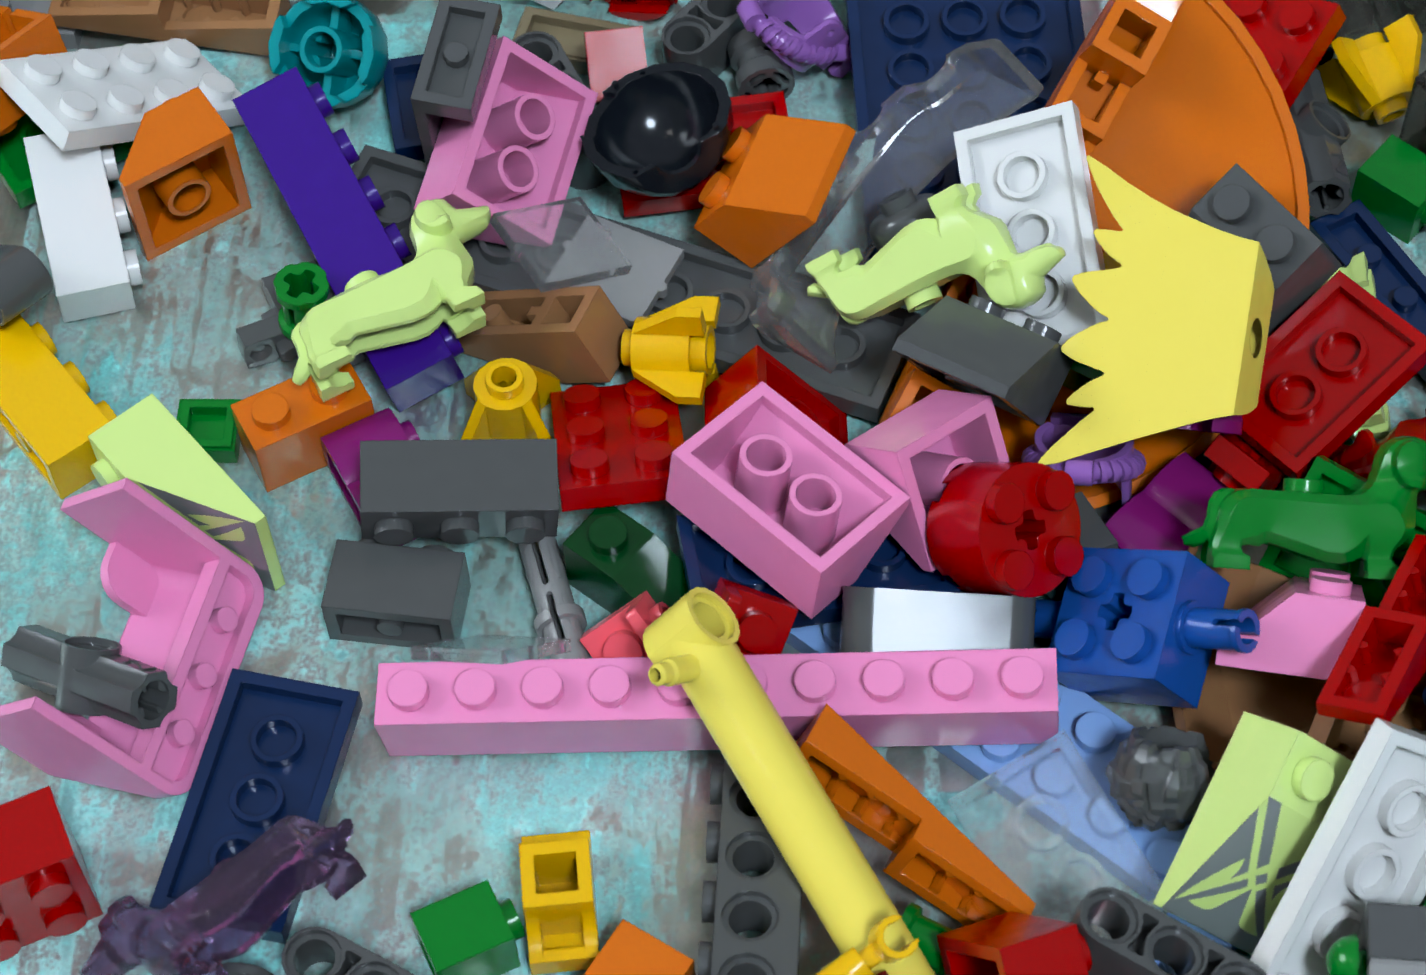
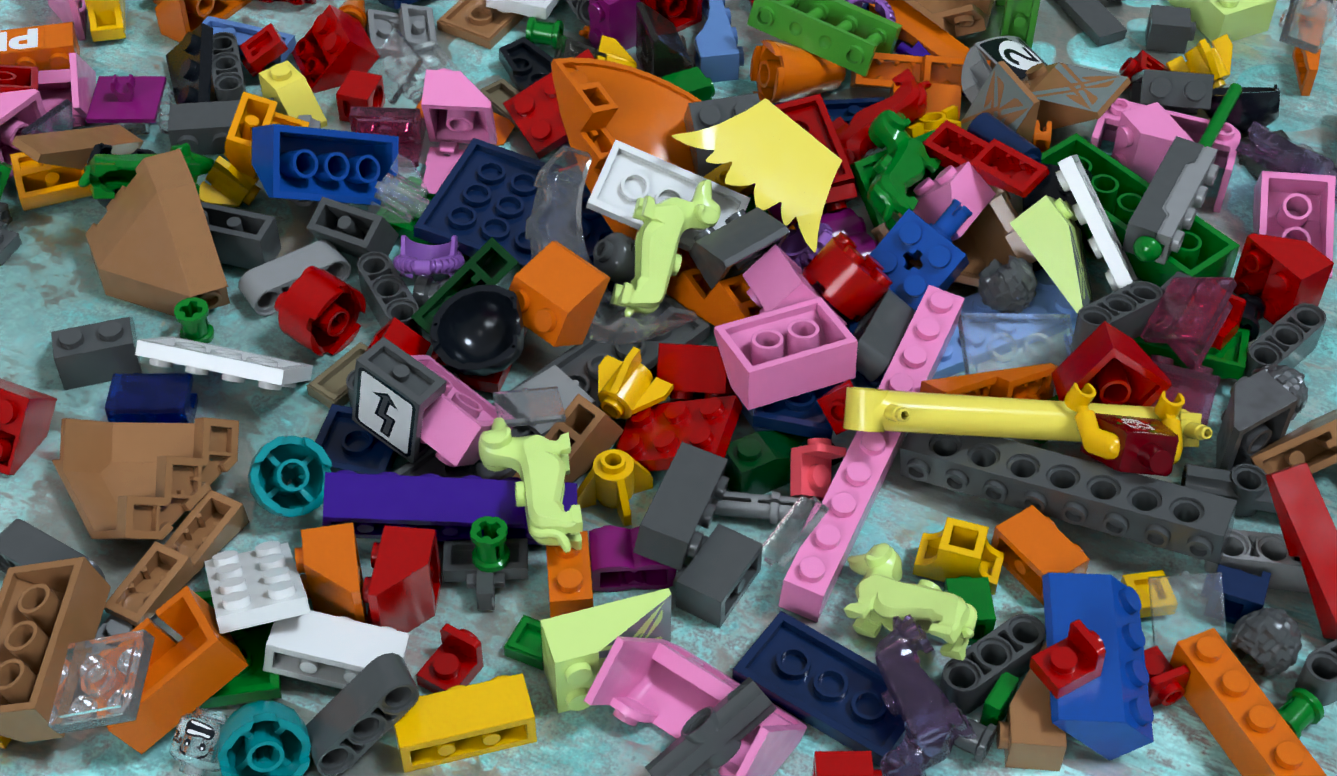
camera: 70 degrees left, 10 degrees down
(131, 357) = (454, 662): none -> red bracket
(200, 238) = (404, 578): none -> red slope
(414, 843) = (885, 596): none -> yellowish green animal
(773, 83) = (486, 267): none -> dark green slope

